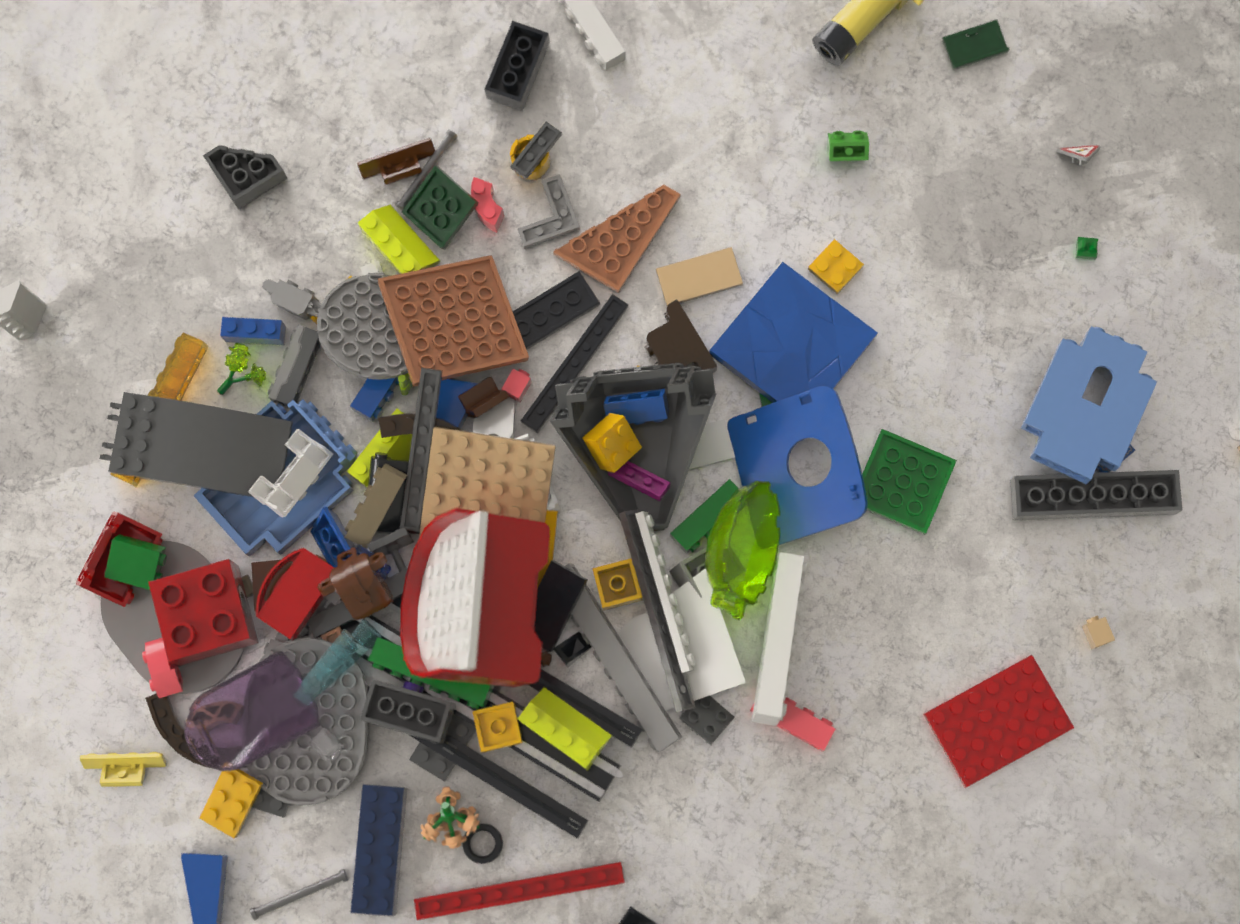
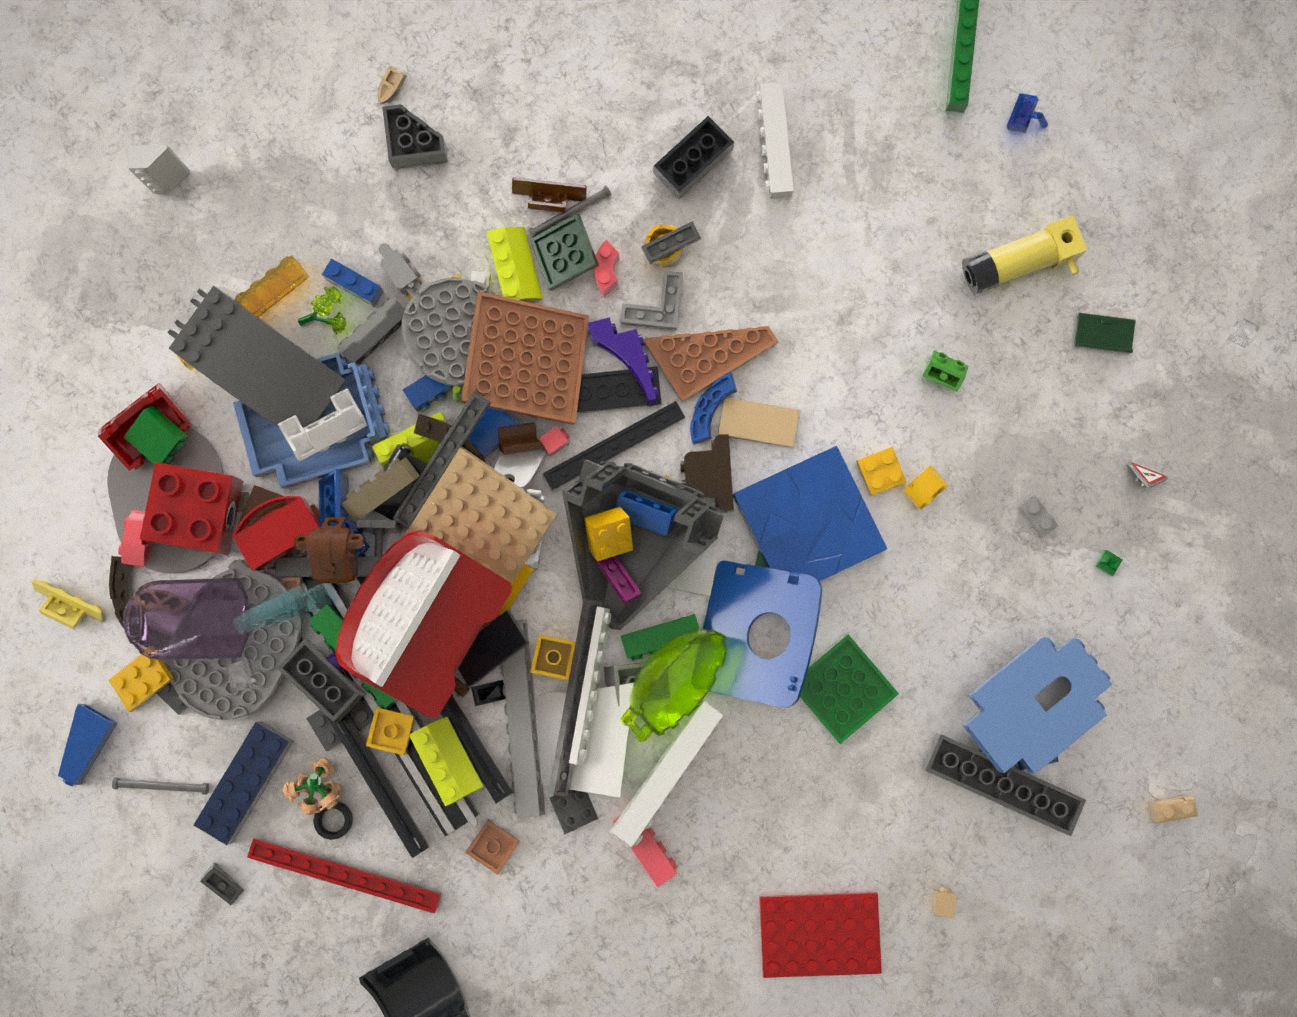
camera: 20 degrees right, 5 degrees up
(198, 133) = (390, 83): none -> tan plate
(546, 269) = (628, 350): none -> dark purple arch
(643, 284) = (707, 405): none -> blue tile
(648, 793) = (492, 846): none -> nougat tile
(884, 260) = (925, 487): none -> yellow brick
(1000, 237) = (1038, 516): none -> light grey plate

